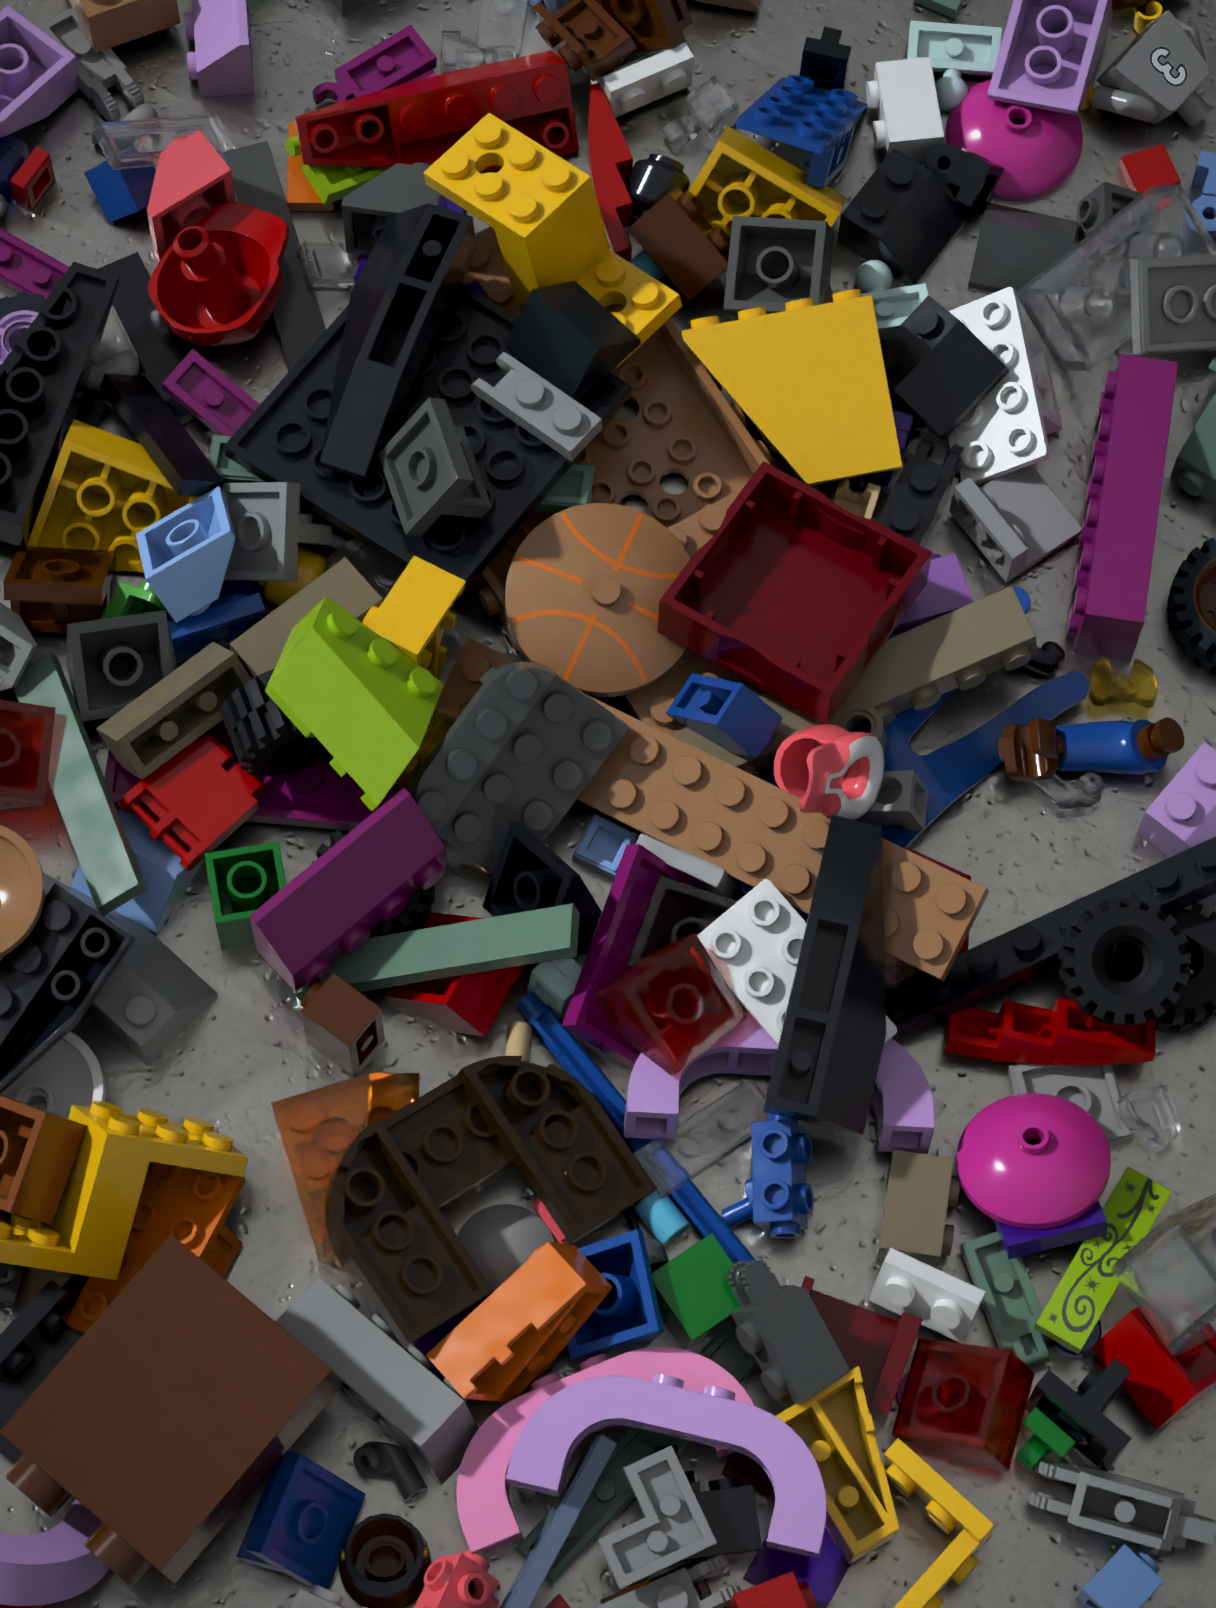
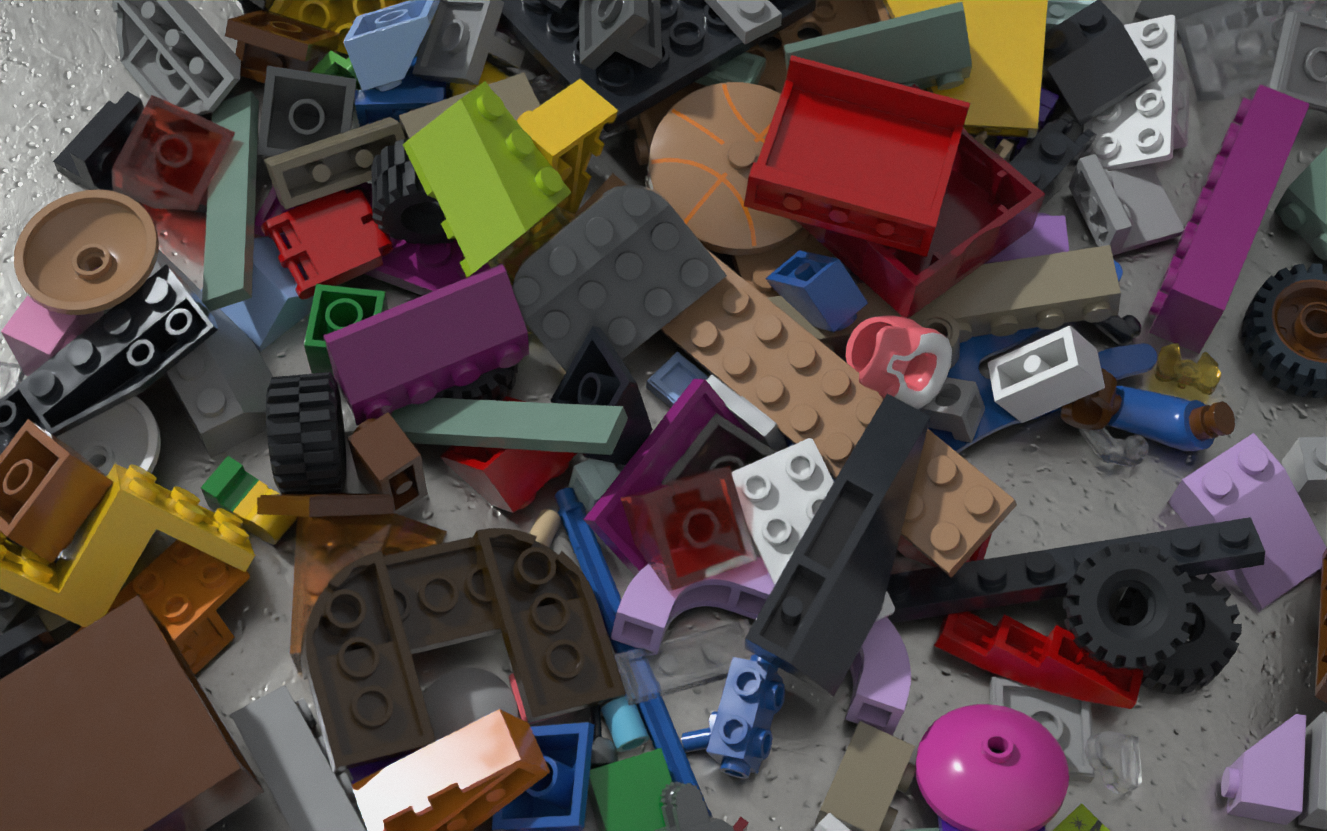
camera: 15 degrees right, 5 degrees down
(202, 1096) = (237, 492): none -> leg
(250, 1015) = (306, 433): none -> black tyre
(296, 1084) = (325, 504): none -> reddish brown tile
(718, 446) = (906, 50): none -> sand green slope
(731, 567) = (857, 156): none -> red panel
(981, 741) = (1046, 374): none -> white brick

